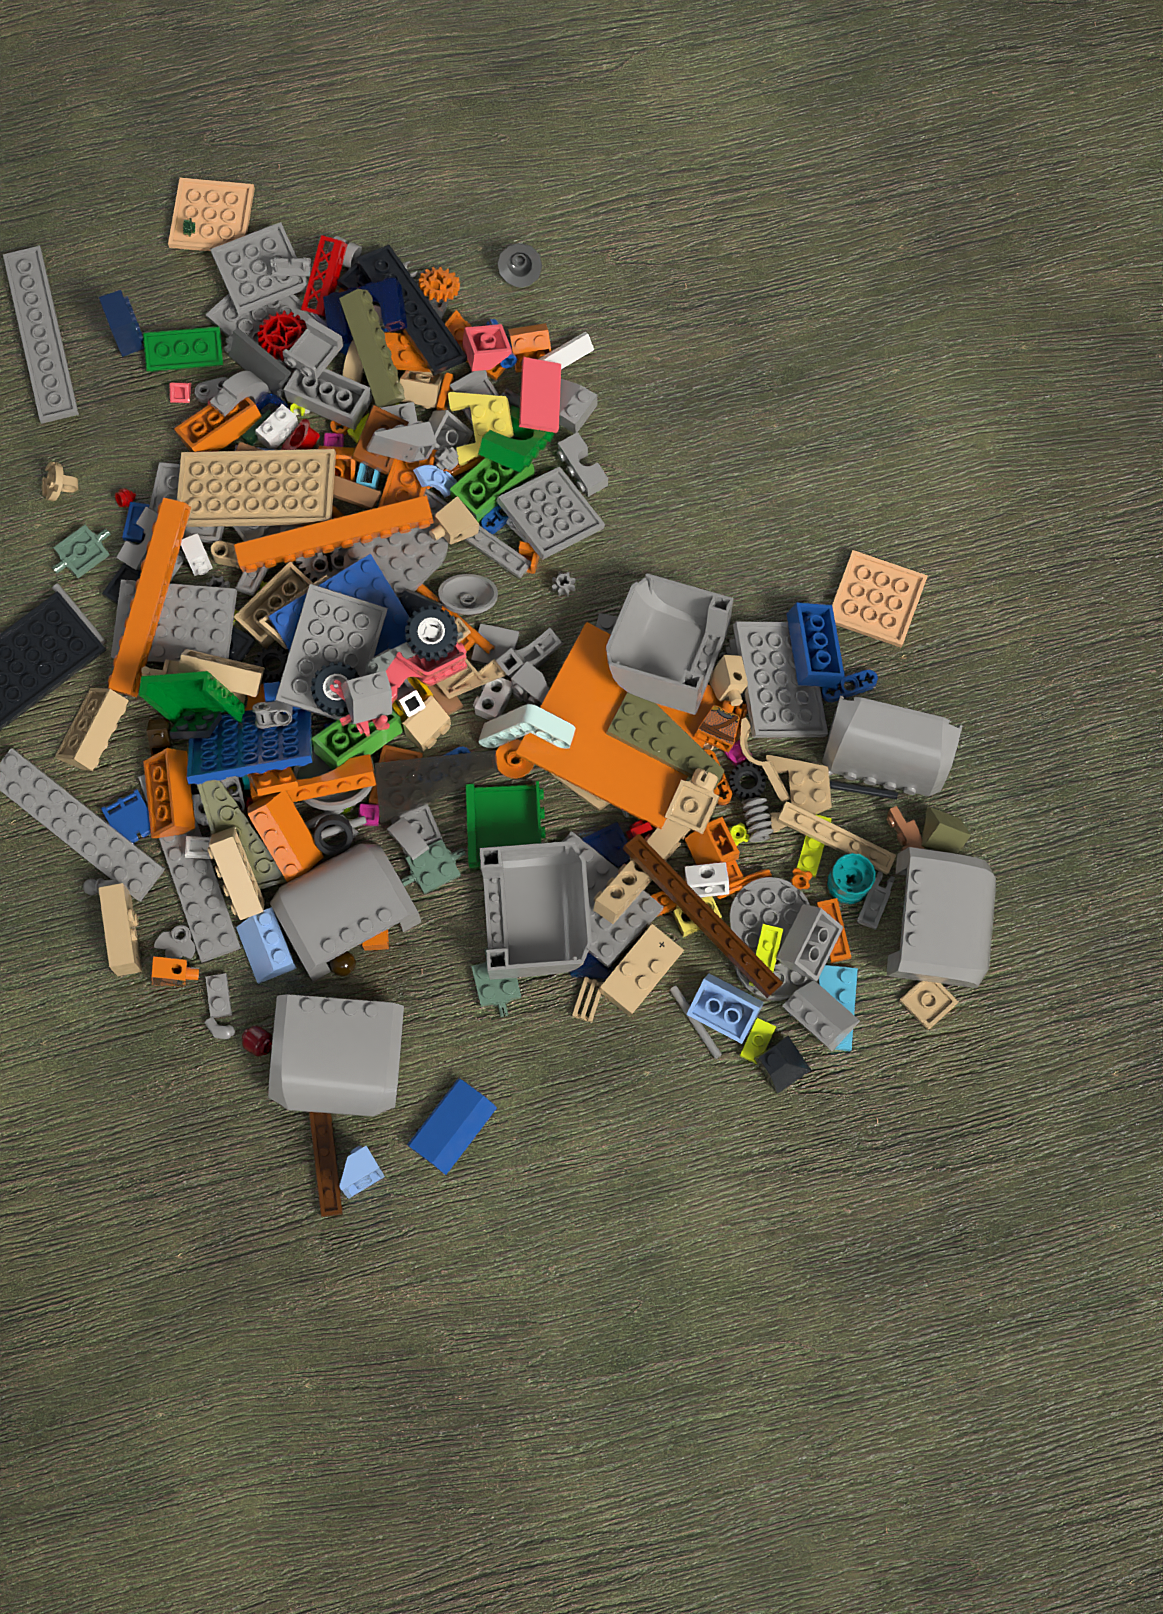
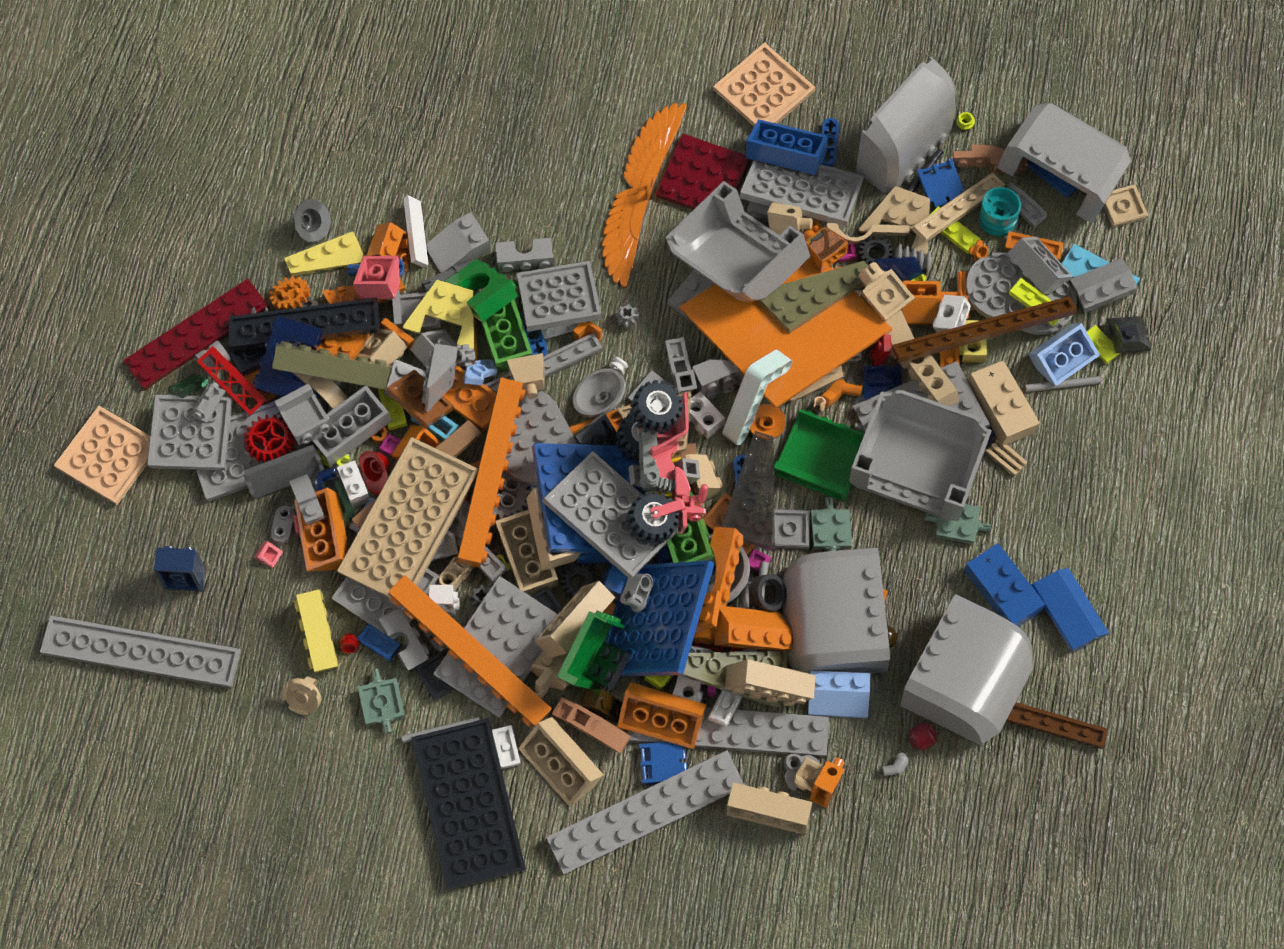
camera: 65 degrees left, 5 degrees down
(85, 676) = (506, 747): none -> white plate
(92, 886) = (711, 823): light grey axle -> none
(121, 464) = (317, 631): none -> light yellow wedge
(135, 739) = (591, 725): none -> nougat slope
(170, 949) = (807, 774): none -> tan bracket
(183, 349) = (229, 532): green tile -> none
(188, 227) = (112, 476): clear green plate -> none
(218, 995) = (864, 754): light grey plate -> none
(302, 243) = (188, 385): none -> clear green tile
(359, 1172) = (1083, 693): light blue slope -> none
(363, 227) = (193, 335): none -> dark red plate
(368, 697) = (679, 489): light grey slope -> none
(408, 838) = (800, 533): light grey slope -> none
(444, 1053) = (1004, 586): none -> blue brick
(497, 298) = (326, 256): none -> light yellow wing
(508, 599) = (618, 365): none -> white bush
(540, 395) = (448, 254): coral tile -> none
(574, 807) = (834, 393): none -> orange arm
(689, 535) = (630, 205): none -> orange piece
(735, 809) = (904, 267): none -> clear blue wing
(755, 580) = (698, 170): none -> dark red plate
(857, 810) = (940, 183): none -> blue plate
(944, 799) = (965, 116): none -> neon yellow plate
(944, 832) = (992, 128): olive slope -> none

